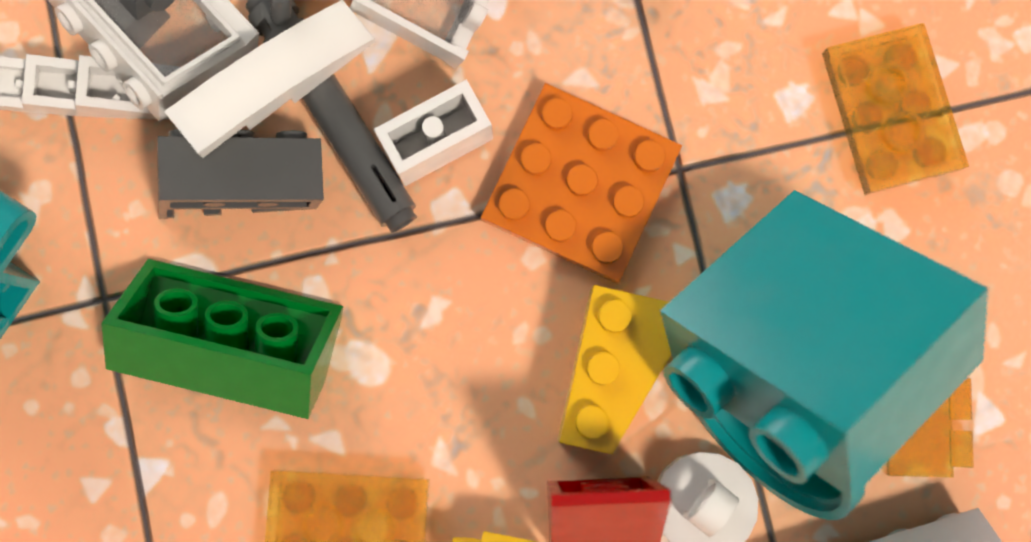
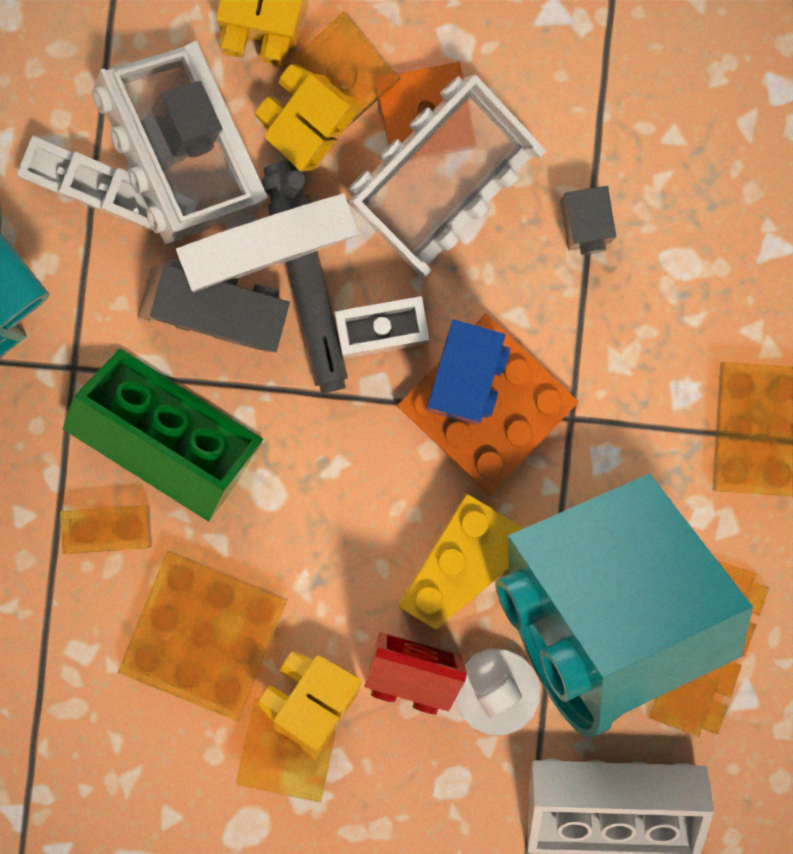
camera: 20 degrees right, 5 degrees up
(193, 468) = (105, 529): none -> clear yellow plate
(546, 140) = (467, 372): none -> blue brick

